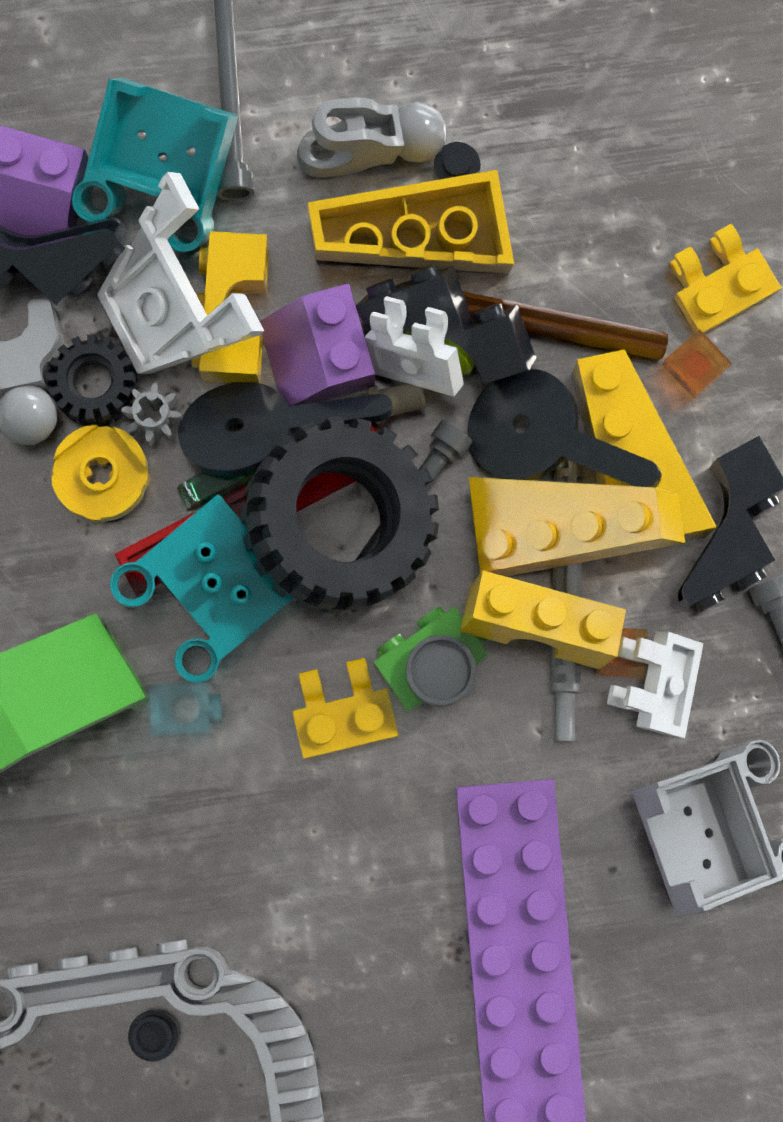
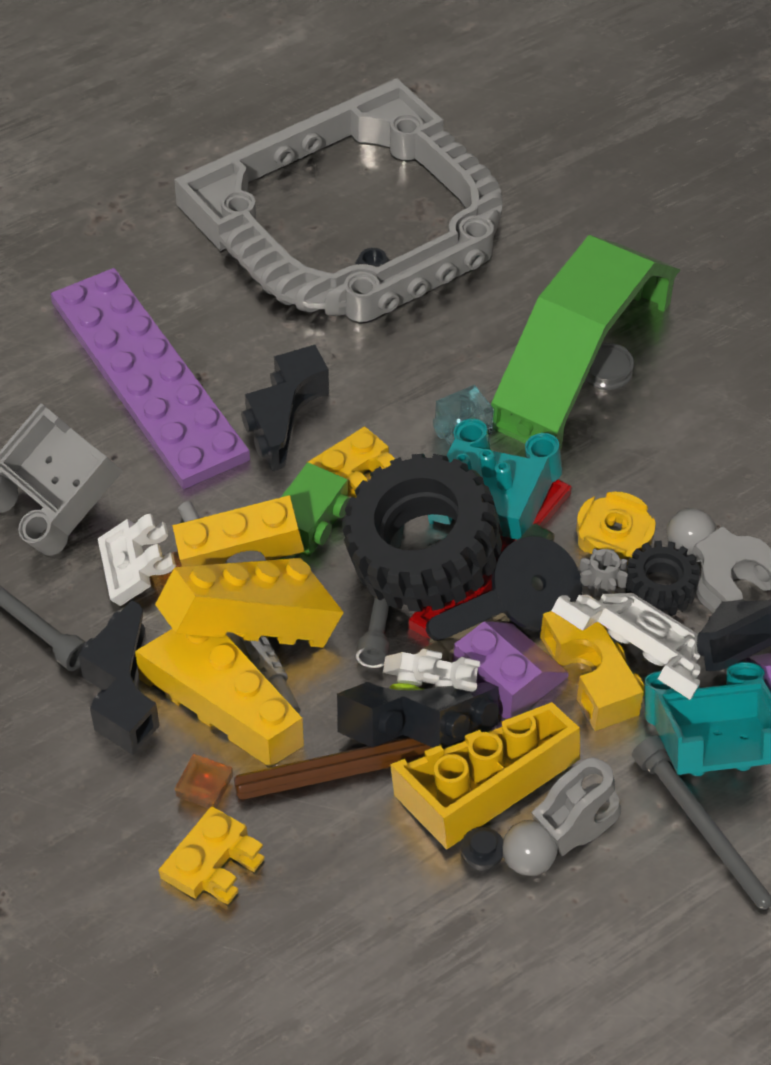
camera: 155 degrees right, 30 degrees down
(404, 827) = (272, 410): none -> black arch
(440, 670) = (300, 481): dark grey piece -> none
(550, 436) = (294, 665): black piece -> none

